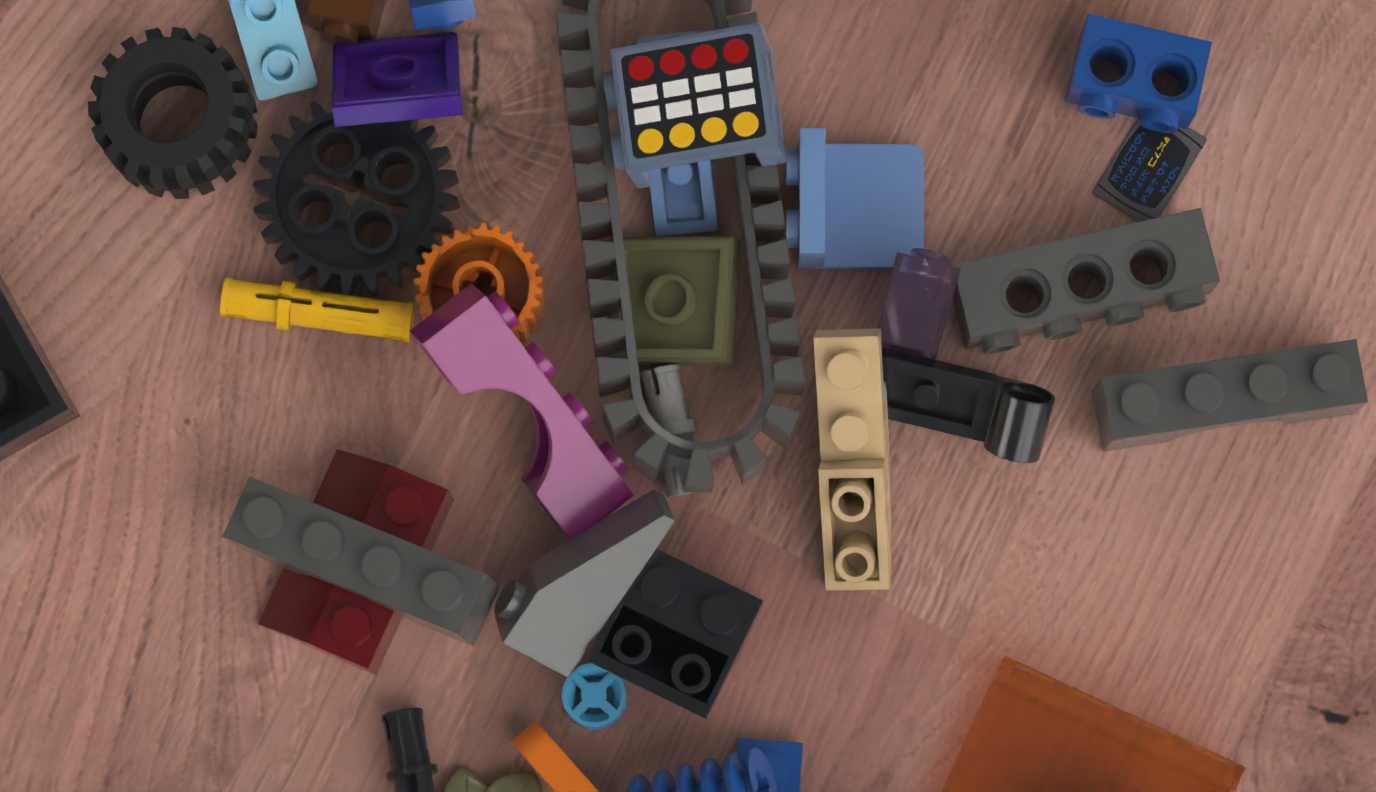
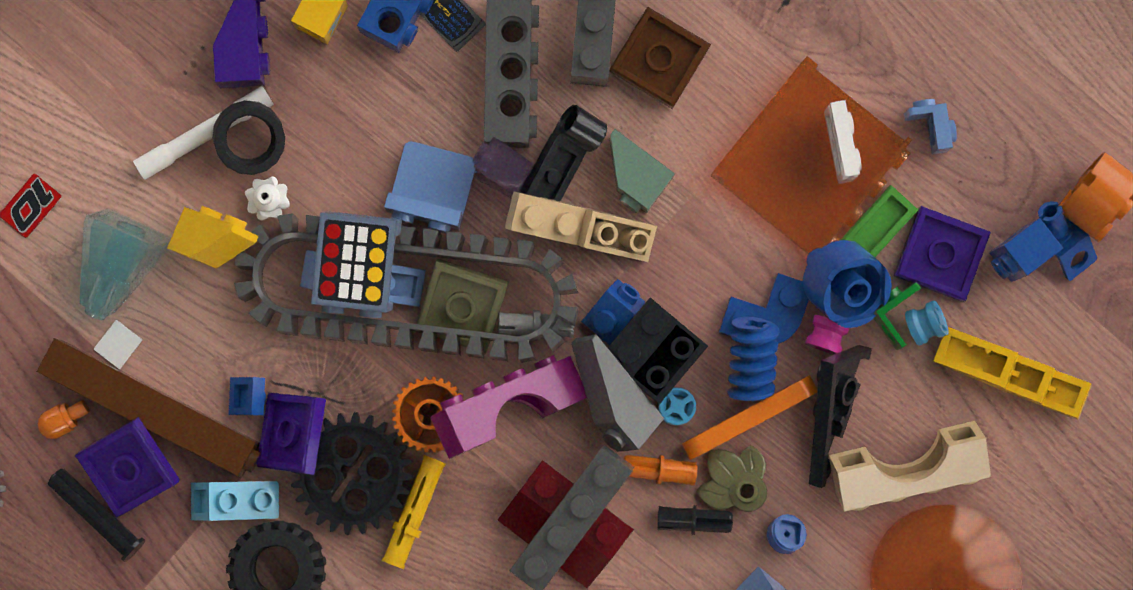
camera: 85 degrees left, 5 degrees up
(483, 698) = (663, 469): none -> orange axle
(730, 550) = (613, 311): none -> blue bracket
(966, 534) = (637, 174): none -> sand green slope
(1174, 524) = (660, 57): none -> reddish brown plate

